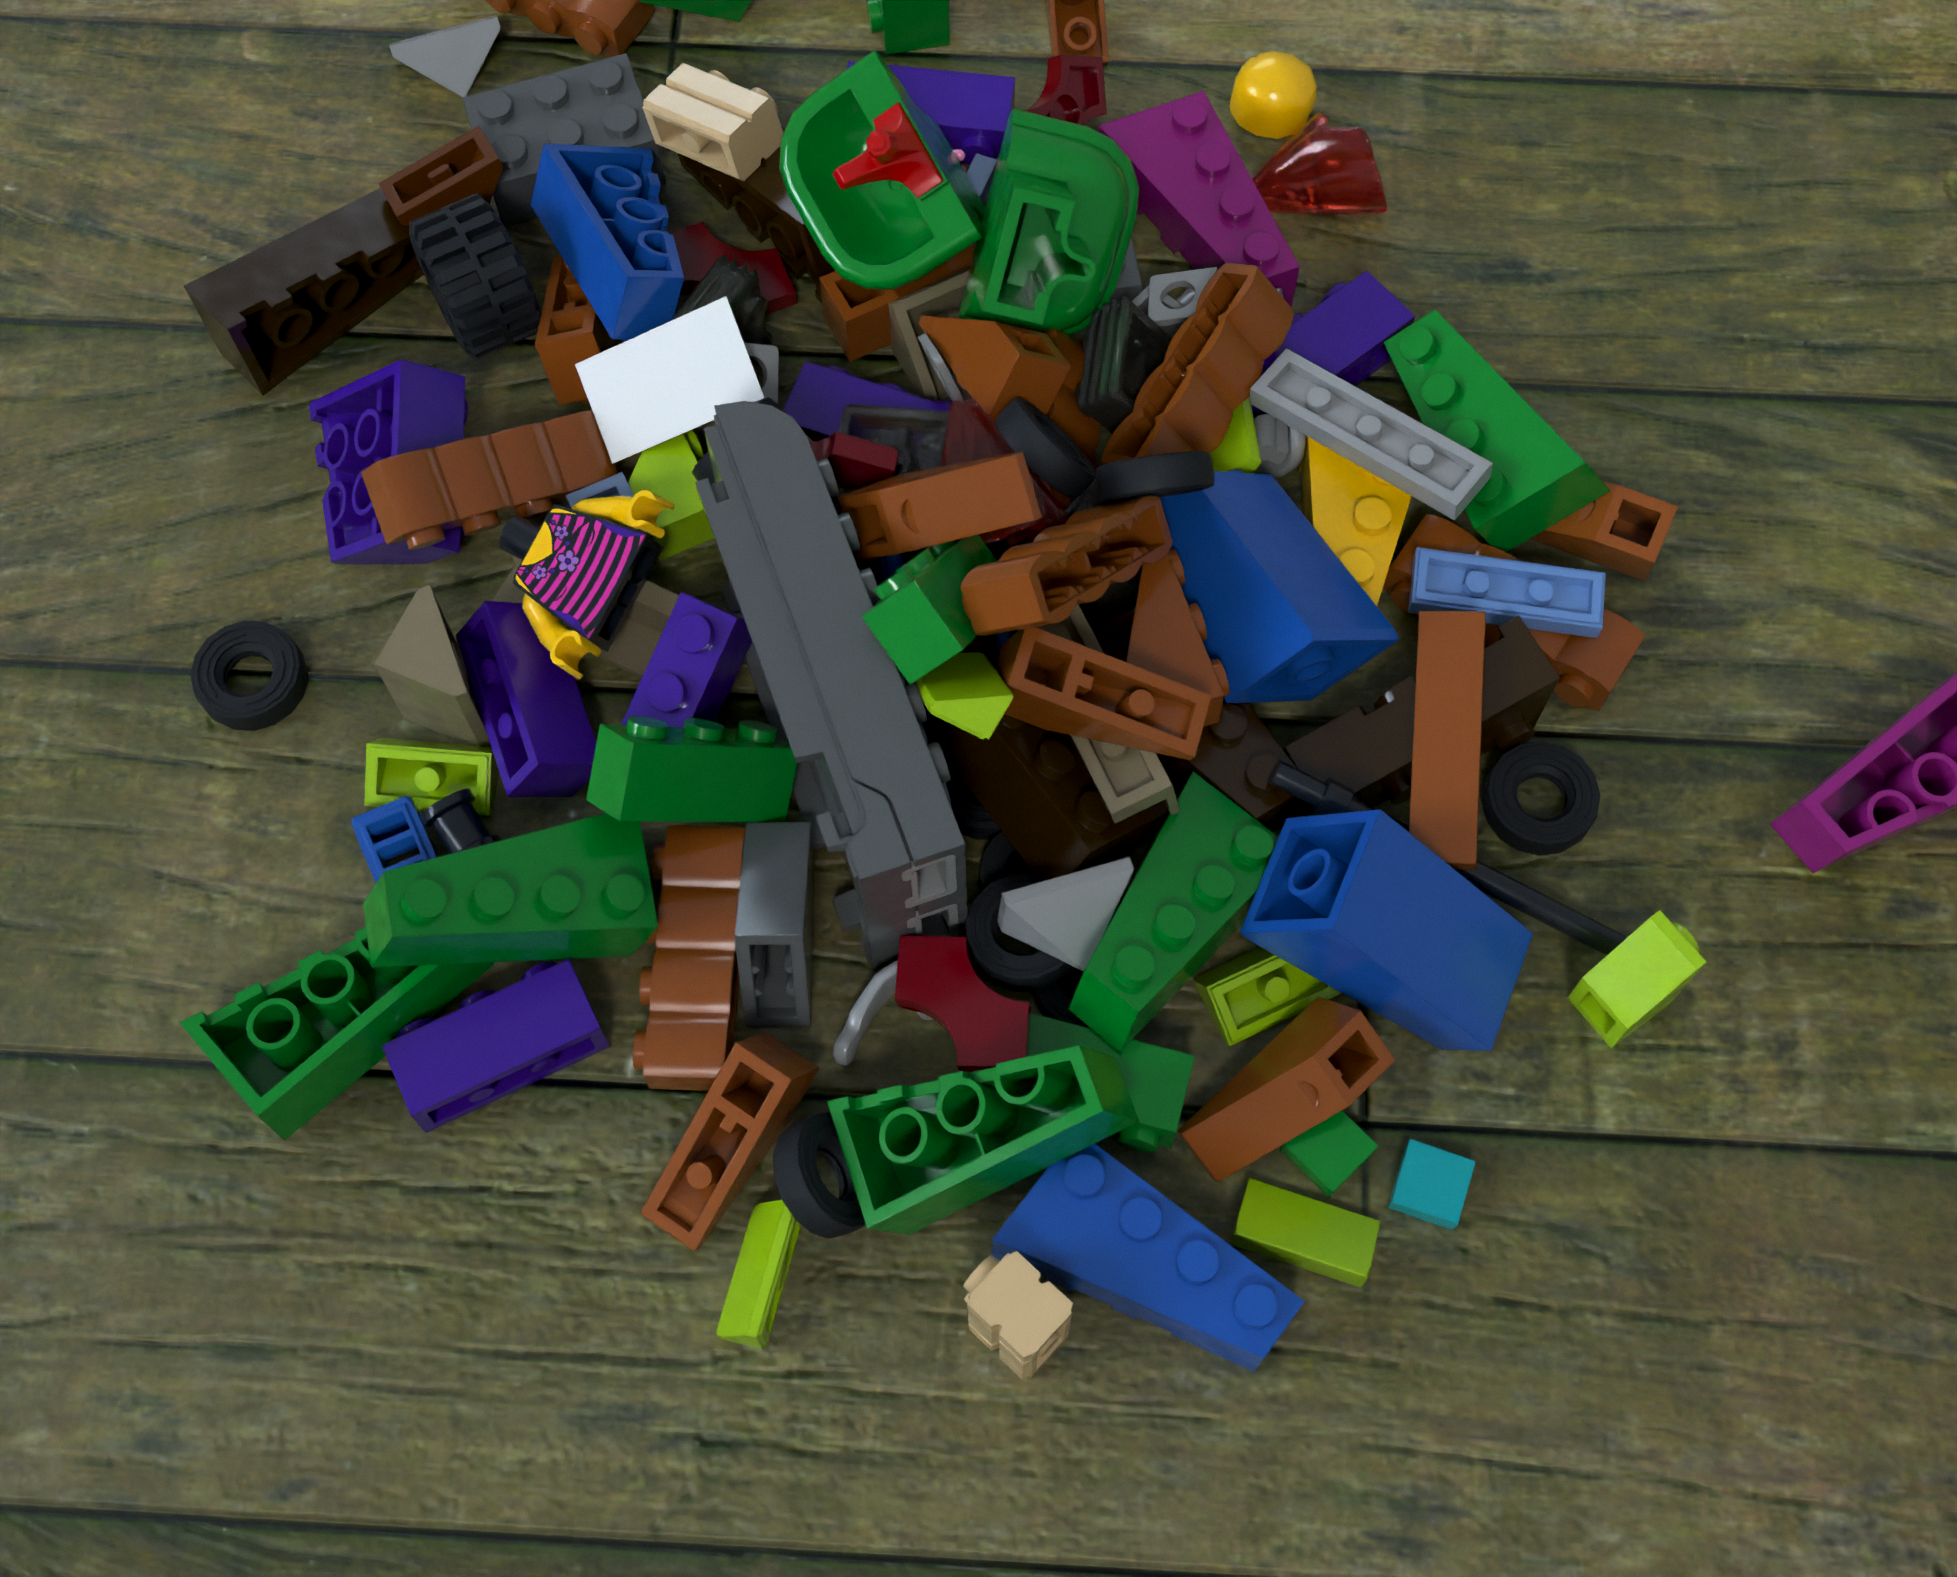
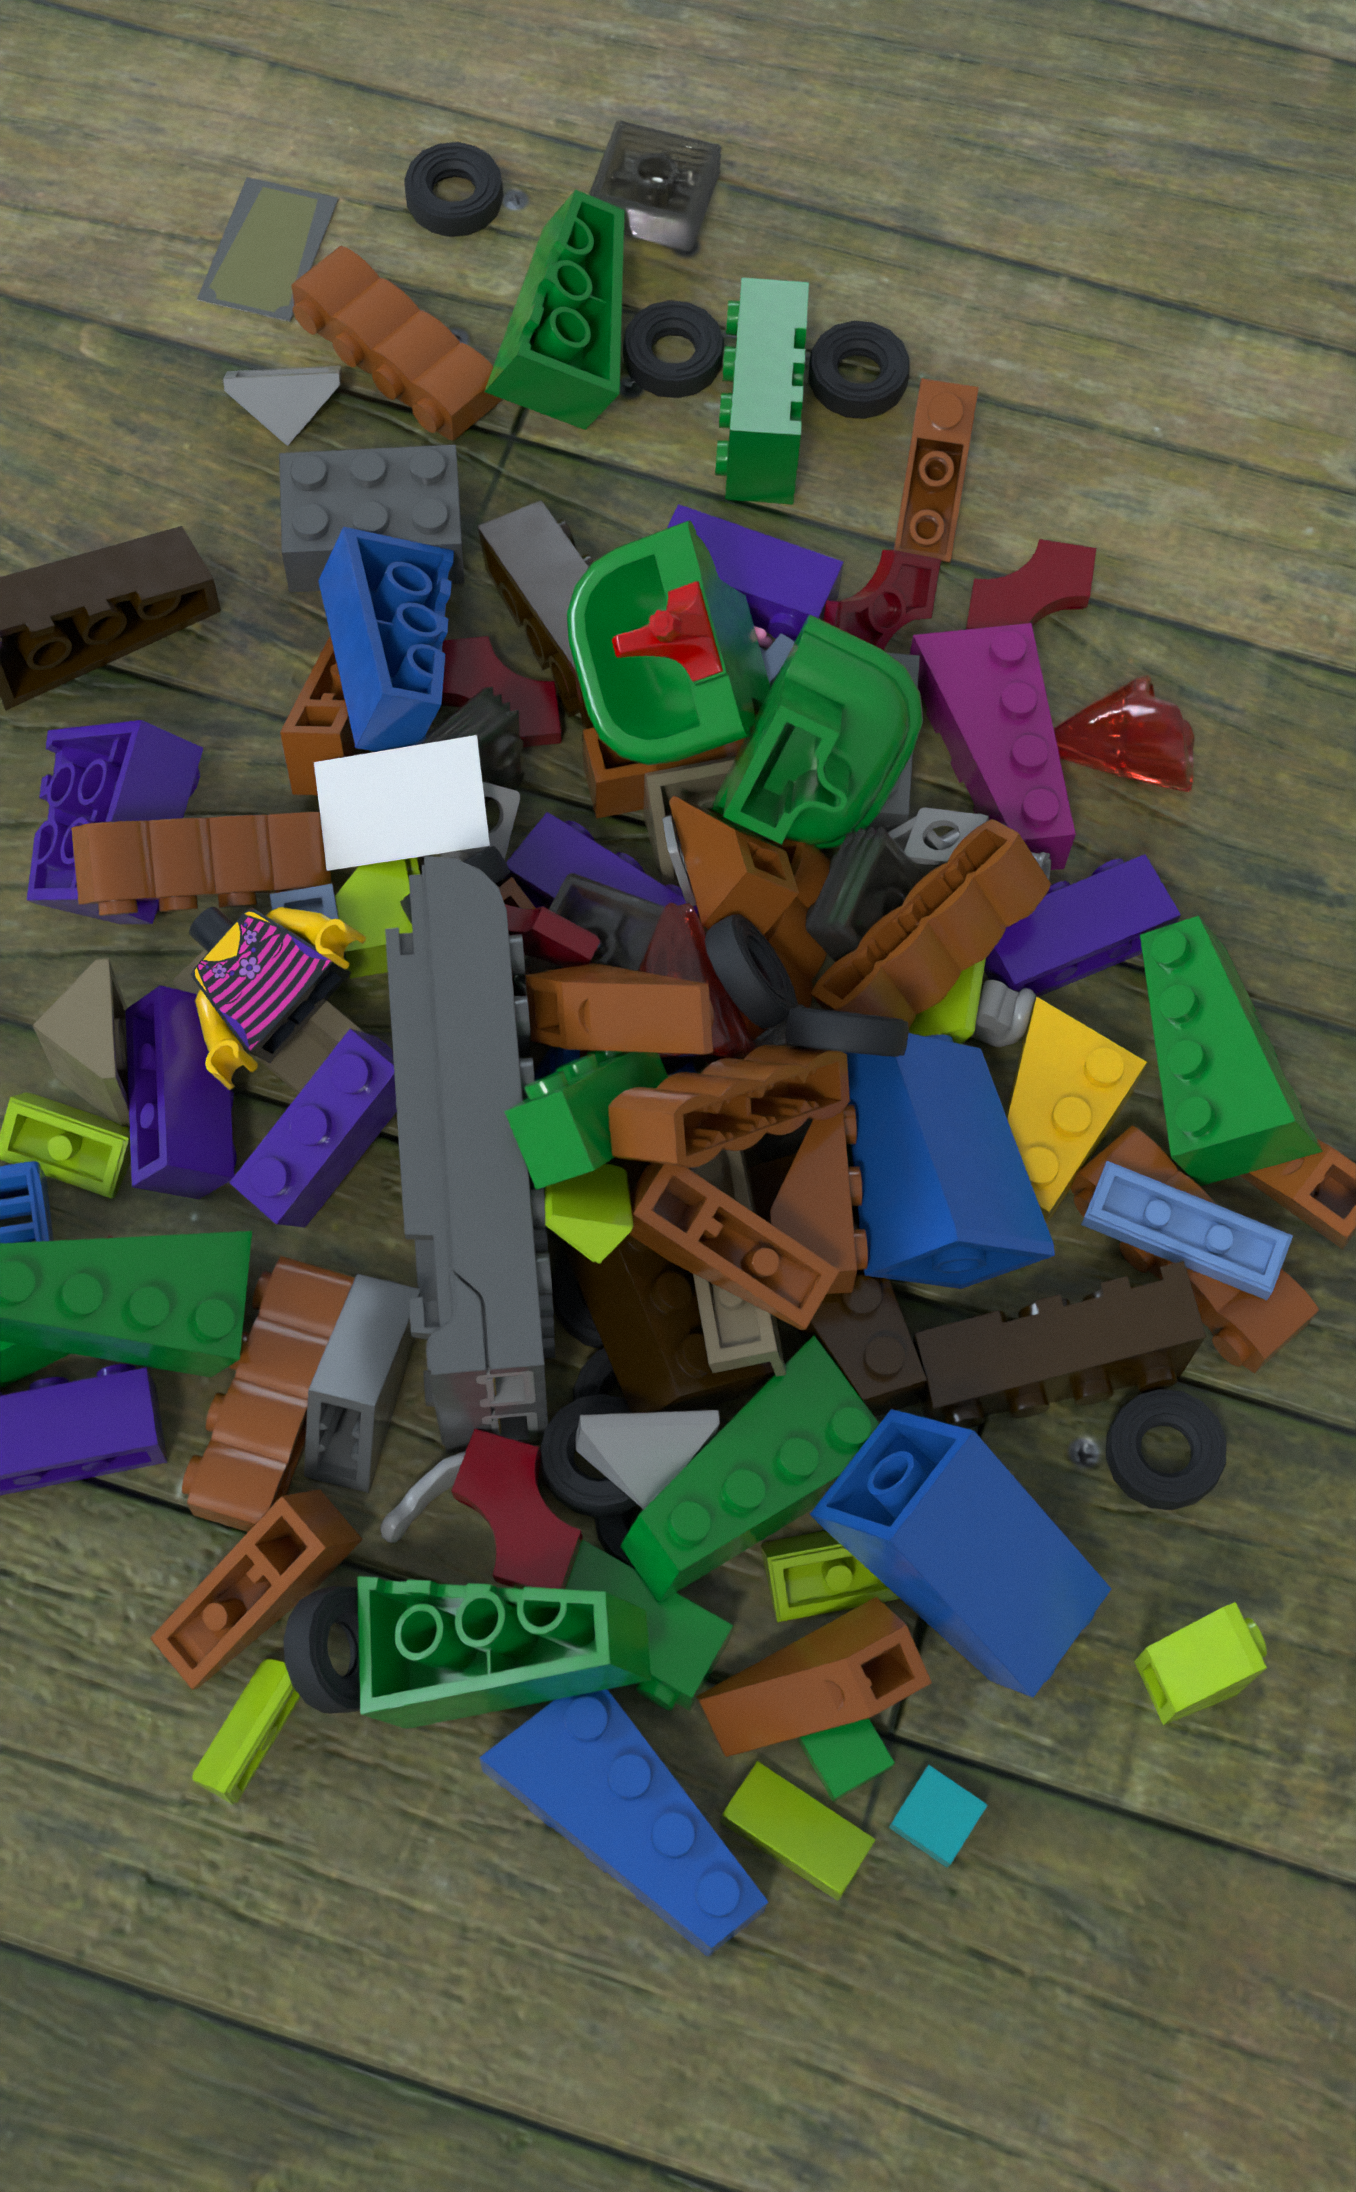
camera: 10 degrees right, 0 degrees up
(444, 177) = (238, 544): reddish brown slope -> none
(458, 822) = (79, 1205): black bush -> none
(475, 276) = (242, 645): black tyre -> none
(691, 772) = (310, 1212): green brick -> none
(714, 120) = (521, 541): tan brick -> none
(1017, 1312) = (483, 1837): tan brick -> none
(1206, 56) = (1051, 581): none -> dark red tile
(1273, 95) = (1109, 638): yellow hair -> none
(1335, 798) = (946, 1404): black bar -> none
(1371, 434) = (1091, 1032): light grey plate -> none
(1448, 734) = (1076, 1368): dark orange tile -> none

